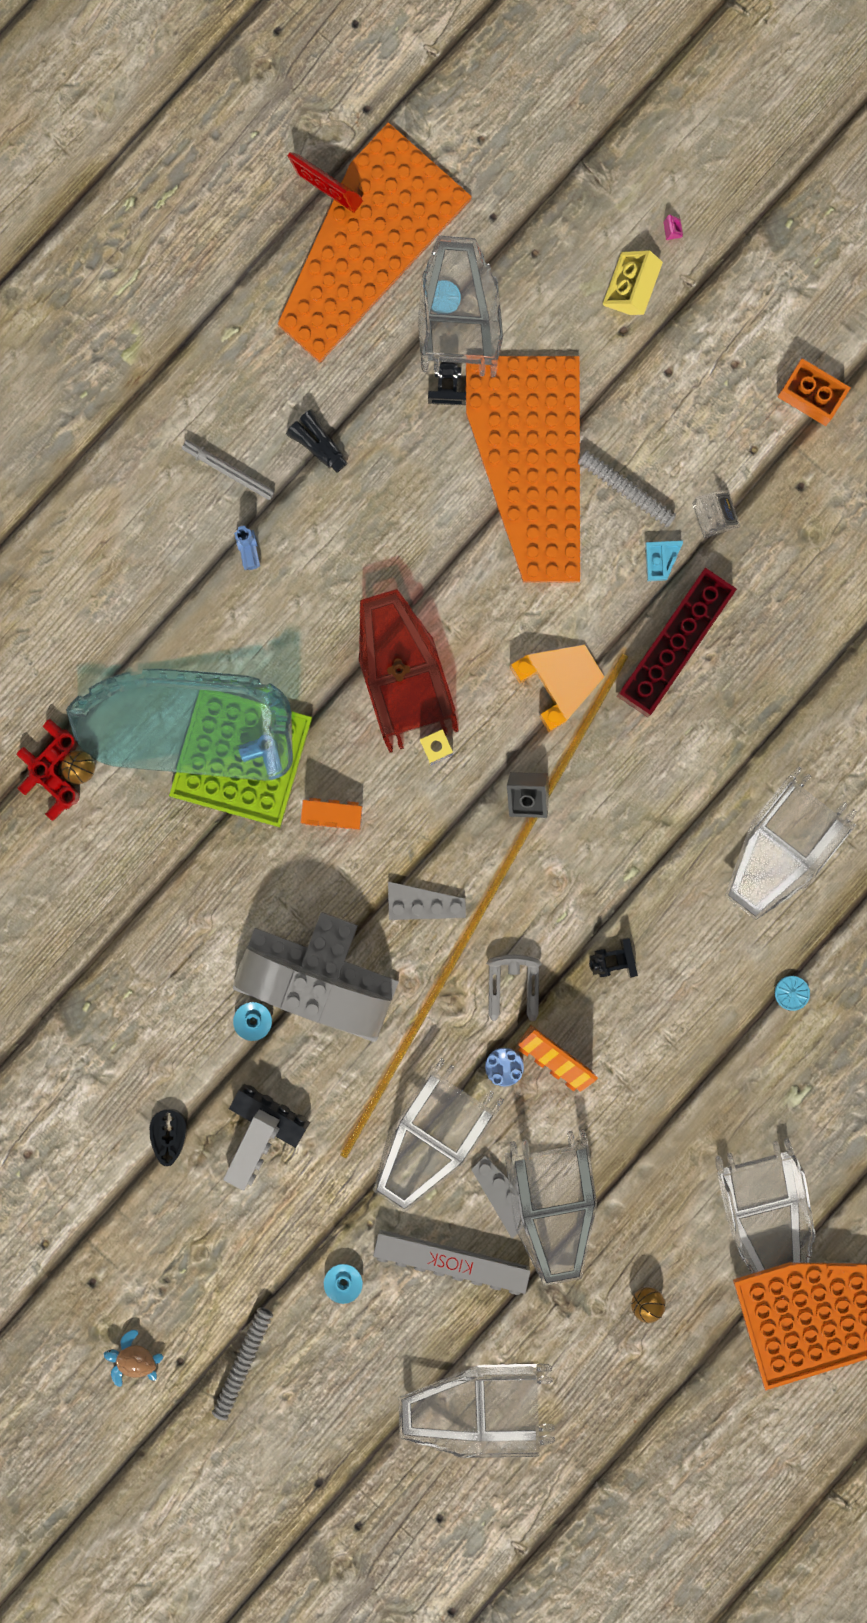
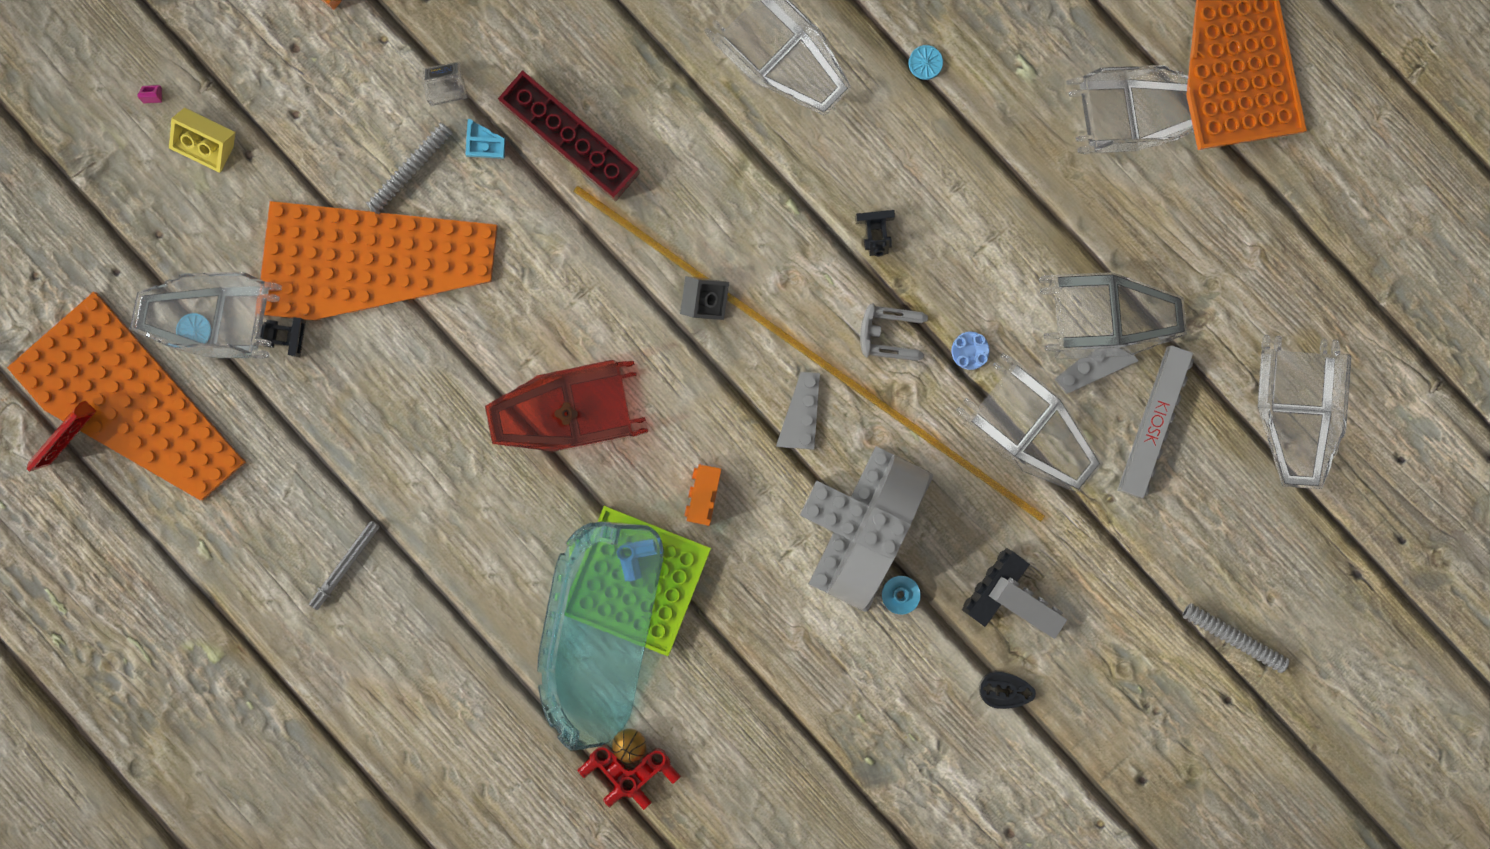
camera: 85 degrees left, 0 degrees up
(132, 1360) = (1223, 747): animal -> none
(247, 545) = (423, 553): medium blue piece -> none
(324, 450) = (335, 465): black piece -> none
(343, 1293) = (1176, 531): medium azure dish -> none
(444, 753) = (655, 388): light yellow piece -> none
(557, 1059) = (968, 297): orange slope -> none
(567, 676) = (591, 247): light orange wedge -> none
(648, 1305) = (1214, 234): pearl gold piece -> none

